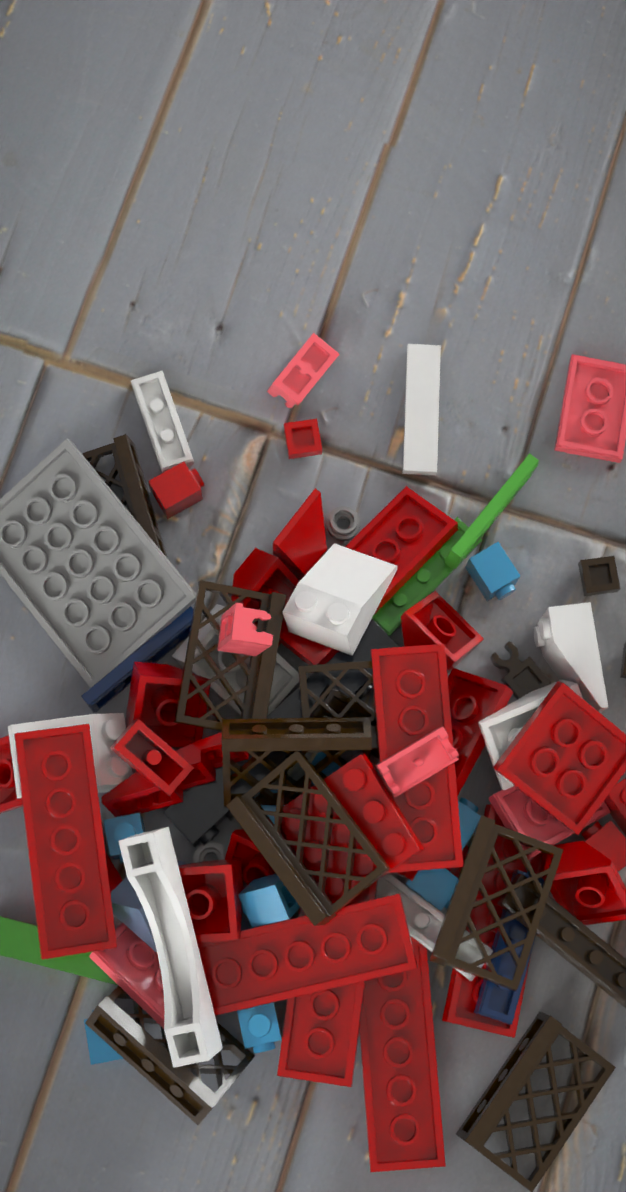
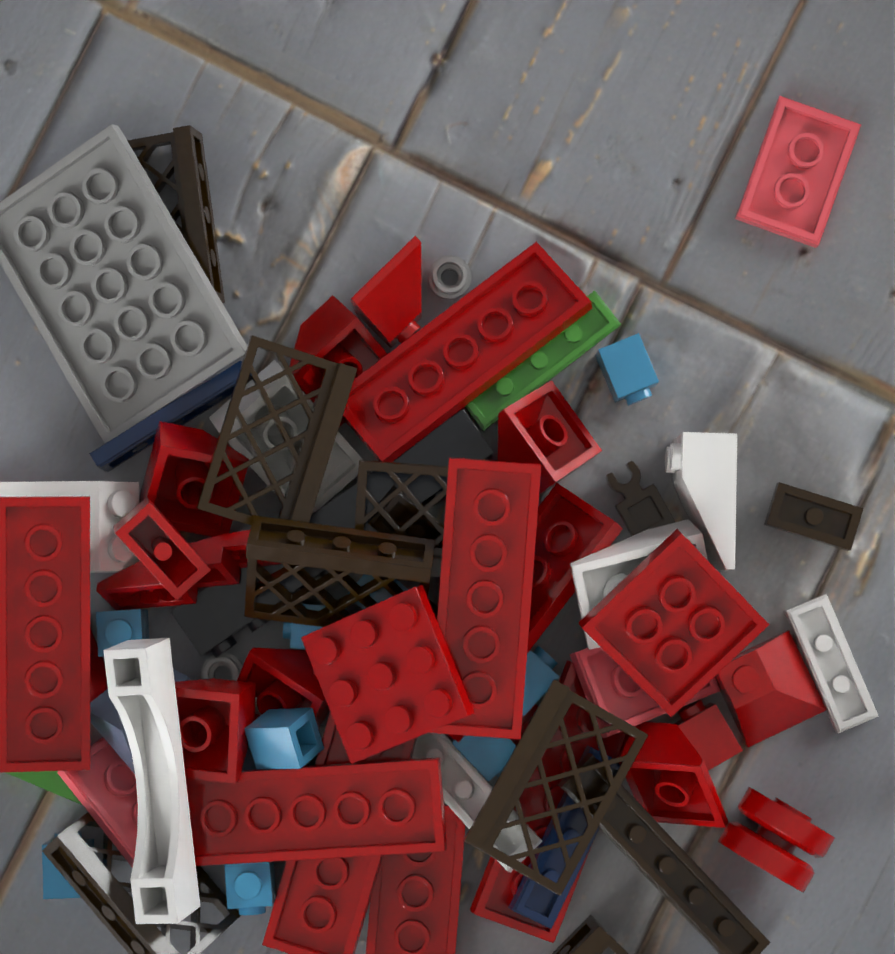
camera: 10 degrees right, 10 degrees up
(162, 421) = (240, 111): white tile -> none
(177, 489) = (246, 204): red brick -> none
(240, 634) = (286, 411): coral hinge -> none
(283, 858) = (308, 704): dark brown fence -> none
(302, 438) = (415, 159): red plate -> none
(303, 371) = (429, 71): coral hinge -> none
(338, 598) = (425, 378): white slope -> none
(417, 761) = (482, 606): coral hinge -> none
(421, 409) = (573, 141): white tile -> none
(491, 512) = (638, 292): bright green tile -> none
(599, 576) = (760, 393): dark brown plate -> none

